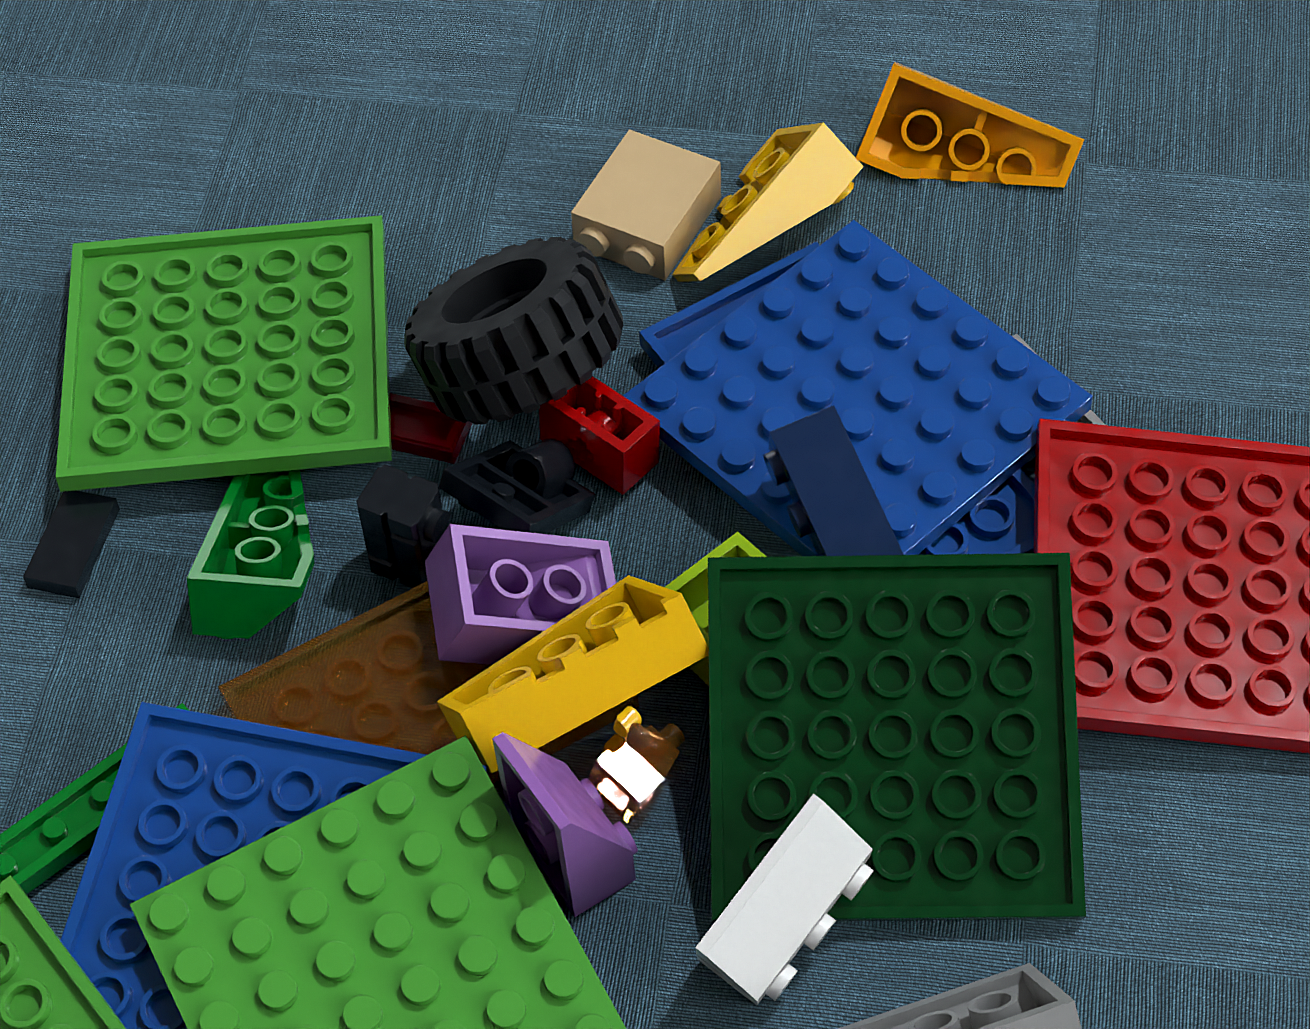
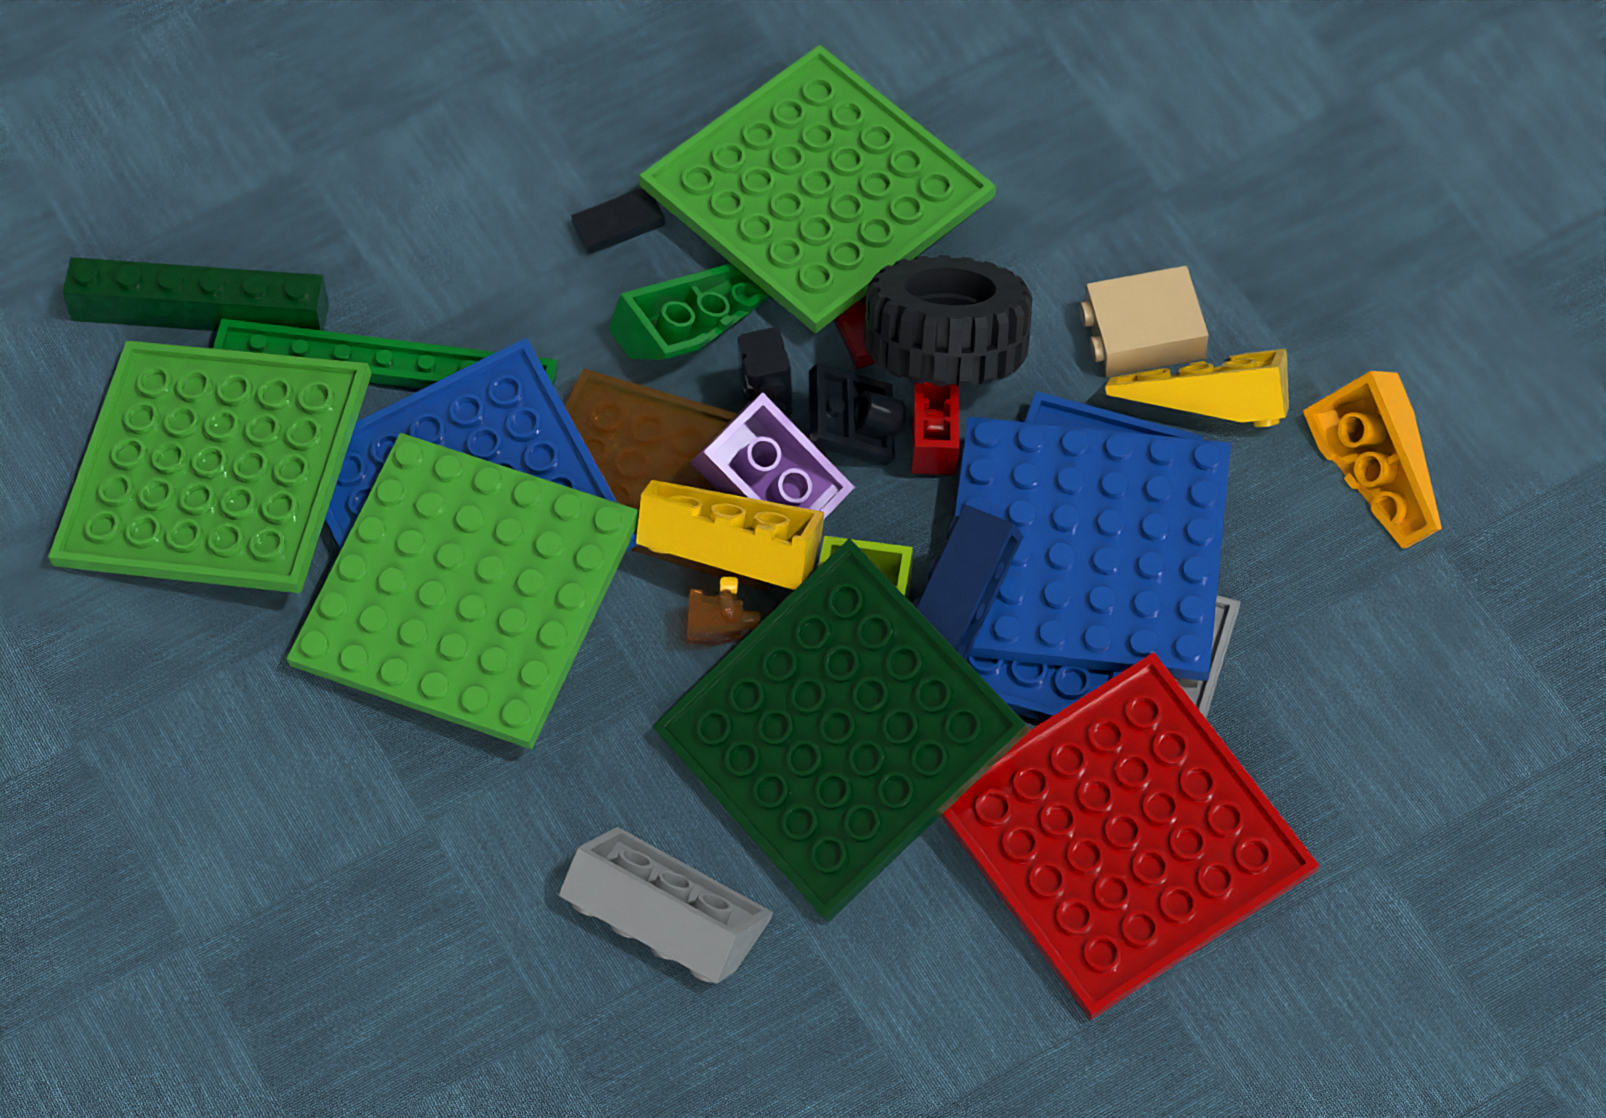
camera: 50 degrees right, 5 degrees up
(564, 825) = (636, 601): medium lavender slope -> none
(786, 903) = (677, 747): white slope -> none

